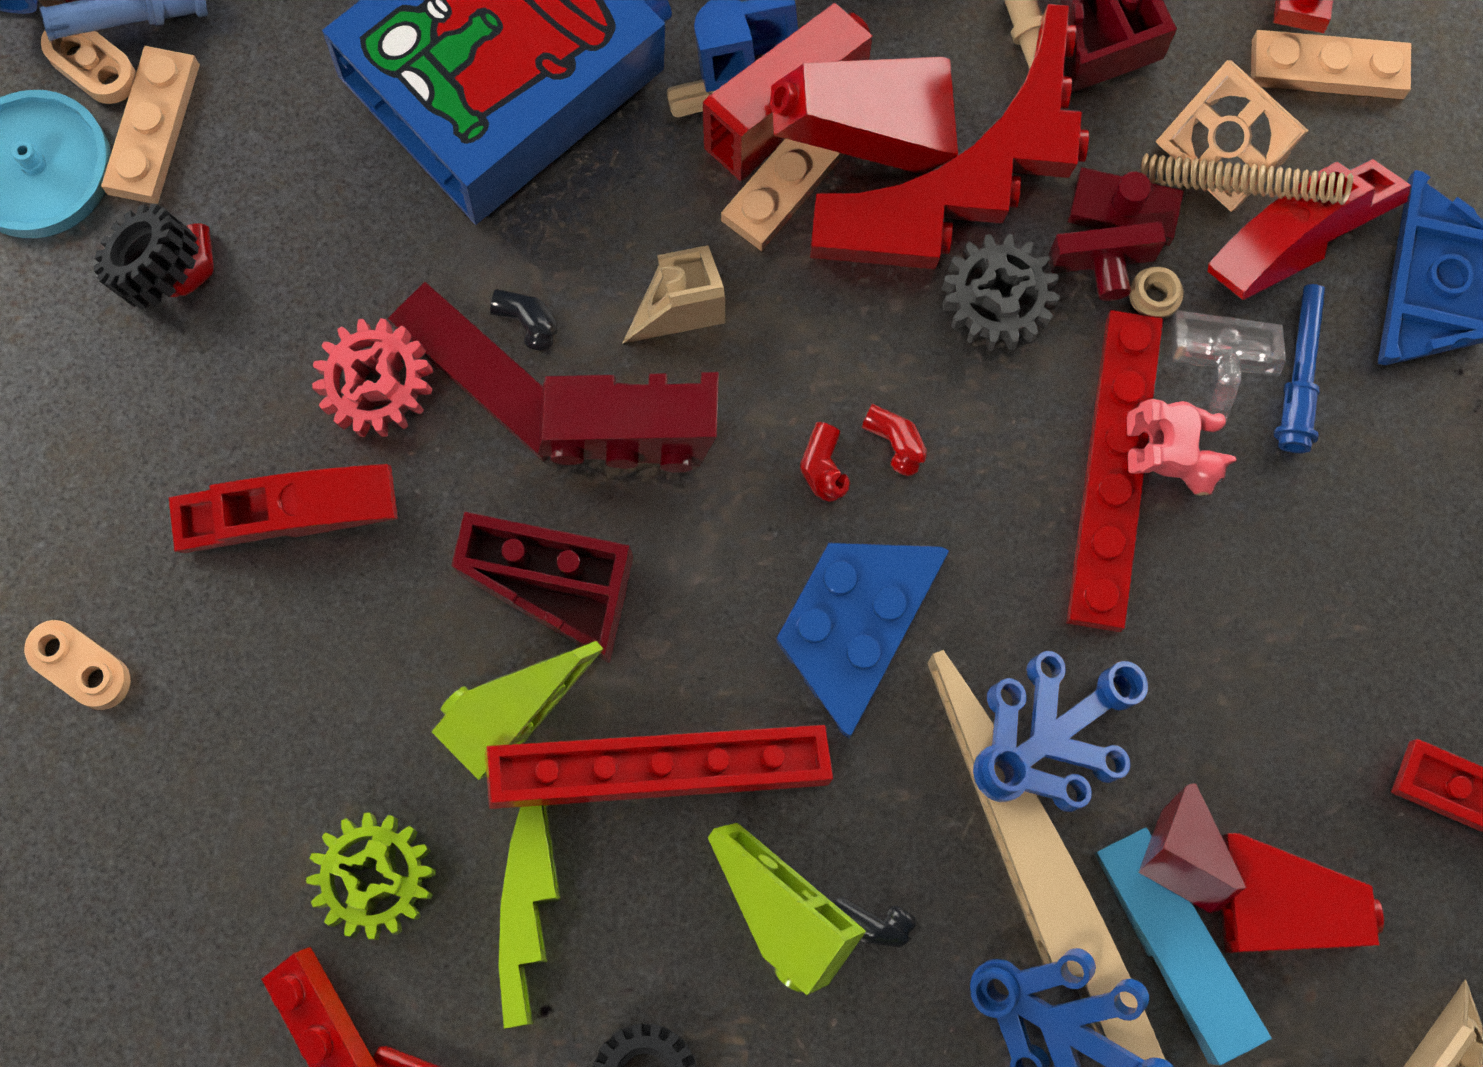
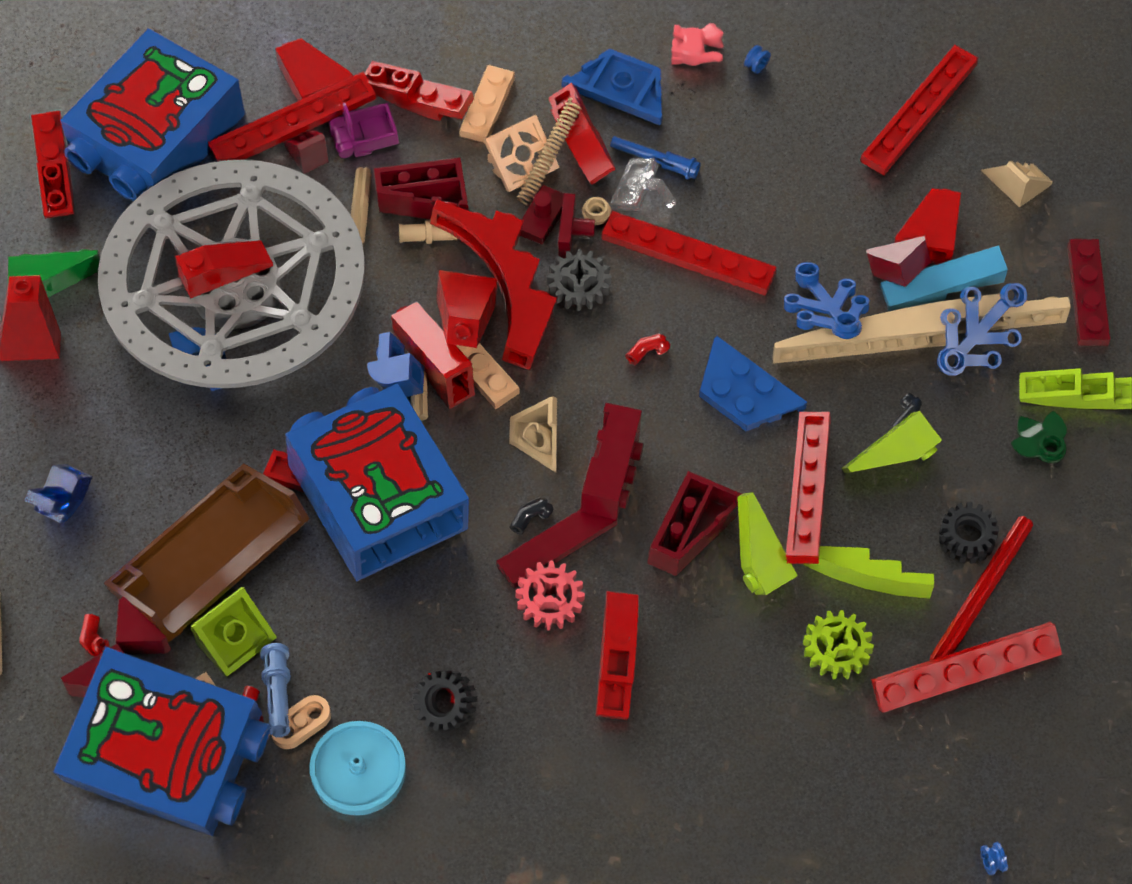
camera: 75 degrees left, 15 degrees down
(75, 662) = (683, 784): light nougat plate -> none
(150, 125) = (351, 696): light nougat plate -> none
(819, 467) = (655, 388): red arm -> none
(1175, 444) = (687, 218): coral animal -> none

